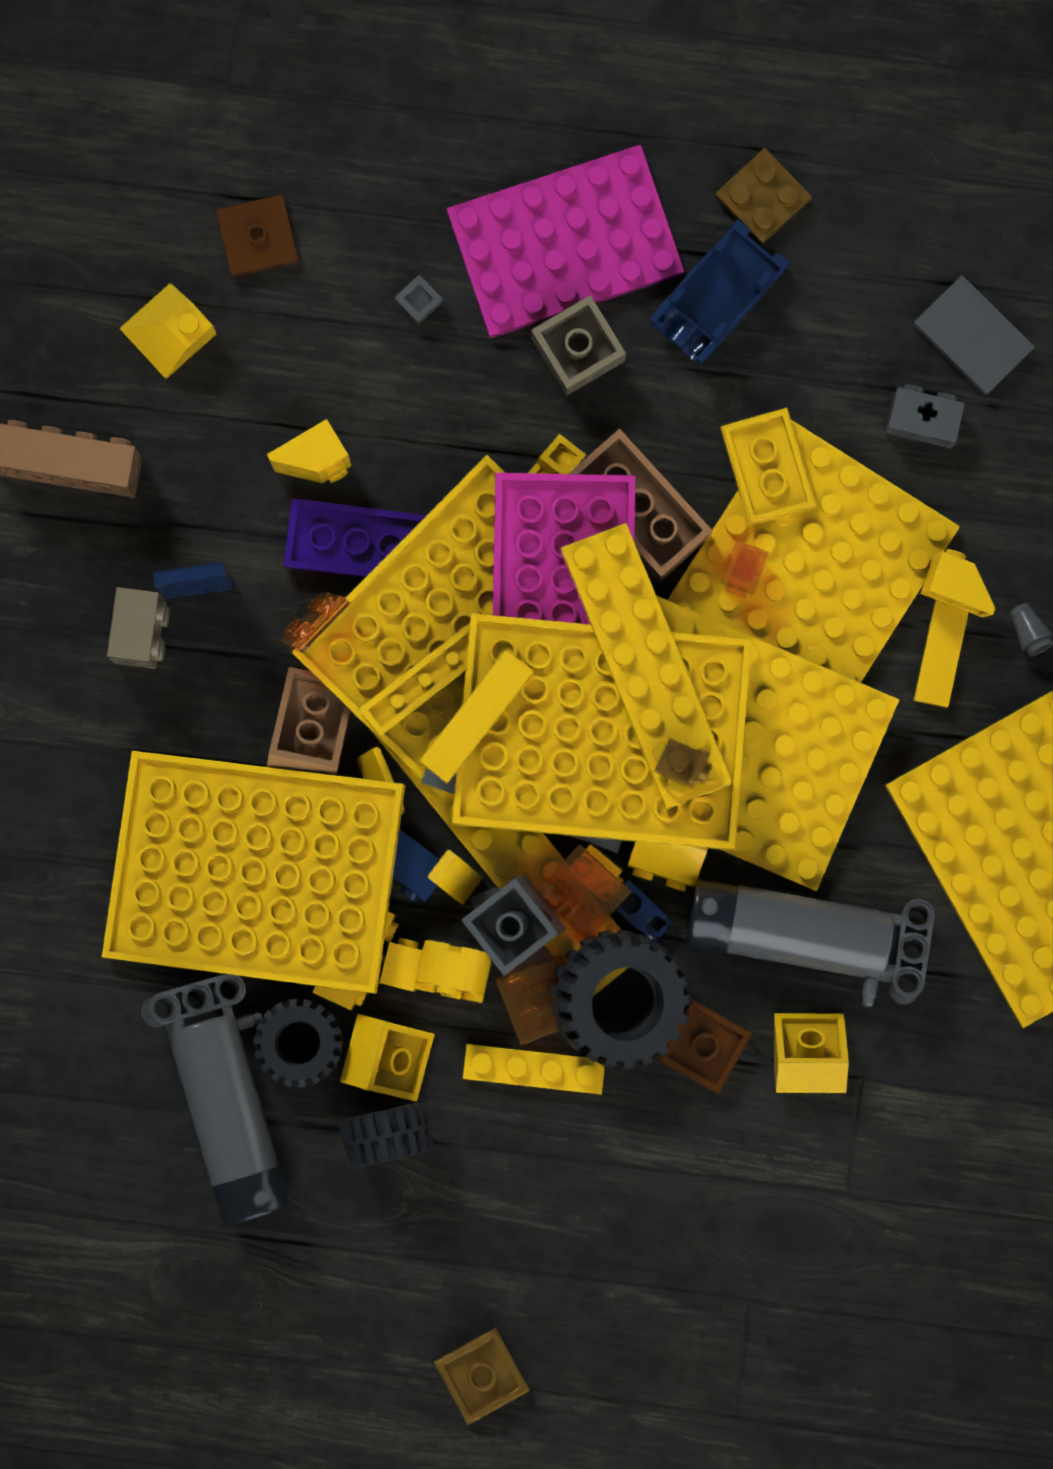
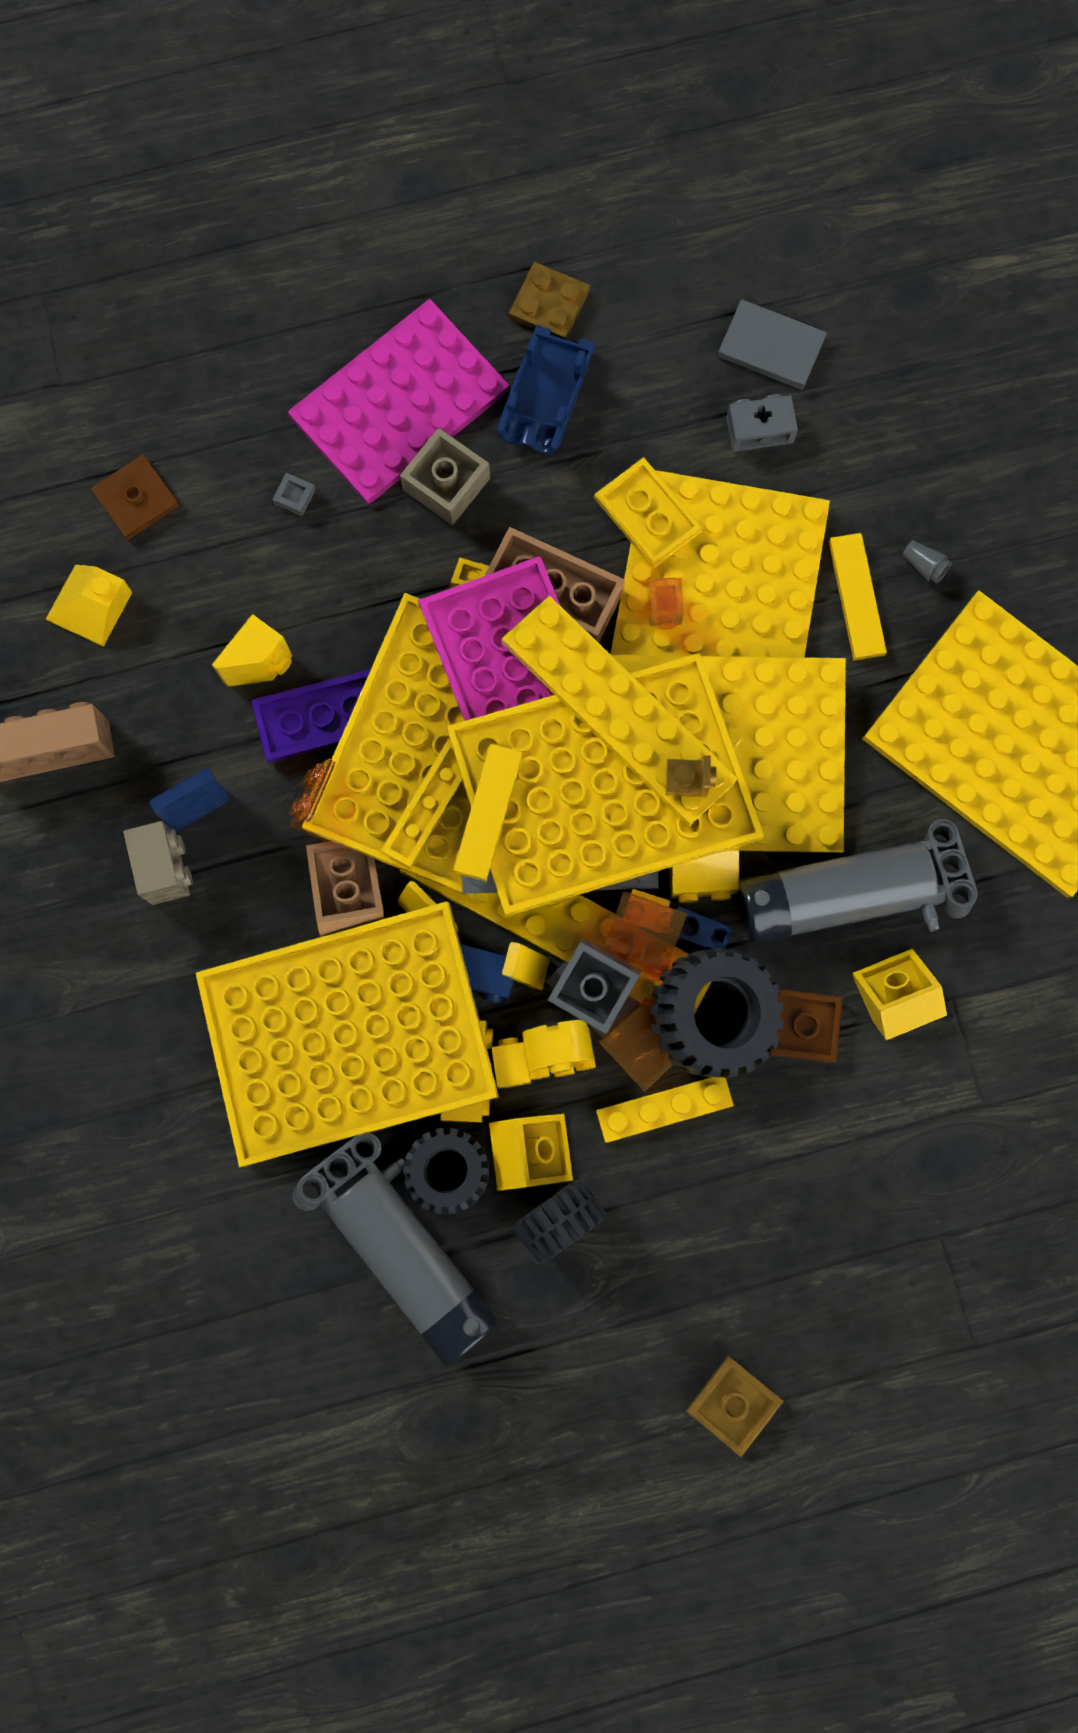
camera: 20 degrees left, 5 degrees down
(957, 584) = (851, 544): yellow slope -> none

